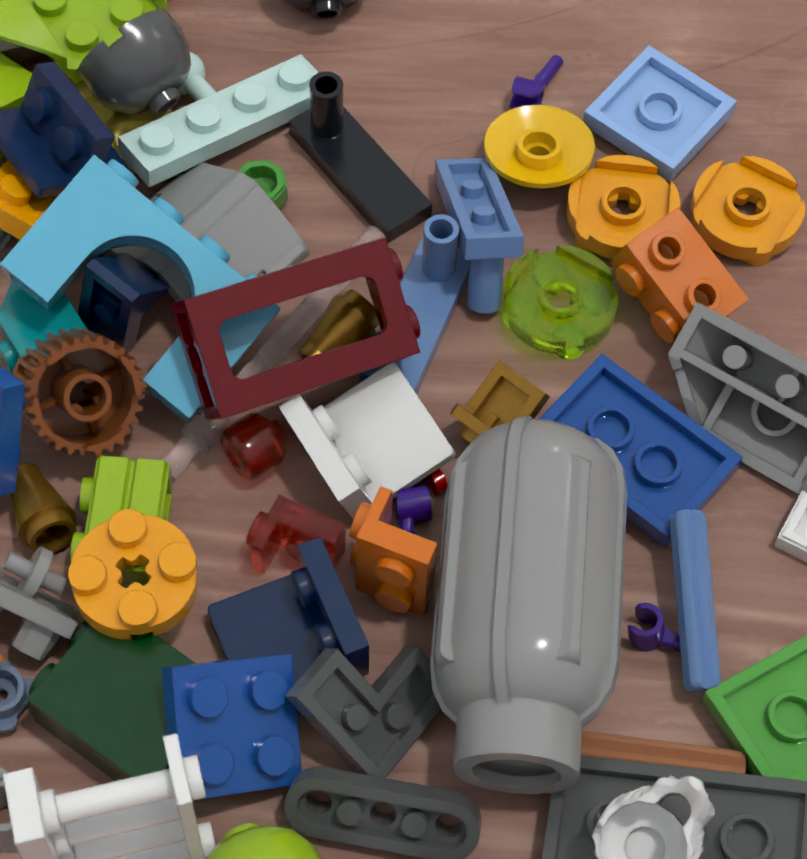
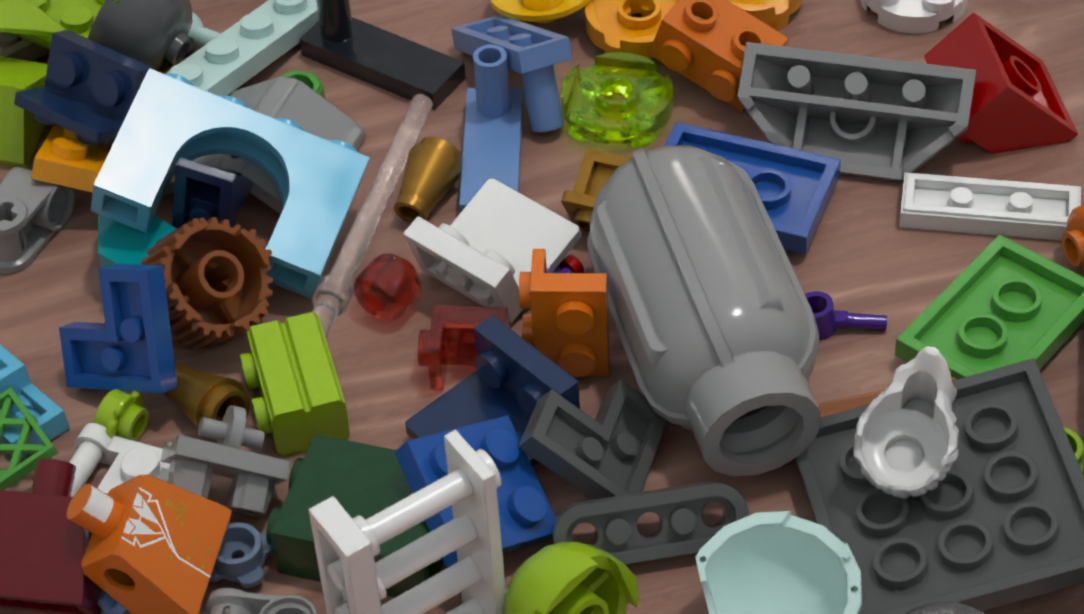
camera: 15 degrees left, 15 degrees down
(139, 609) = (330, 372): light orange plate -> none
(201, 316) = (351, 233): dark red piece -> none
(695, 601) = (852, 274): medium blue axle -> none

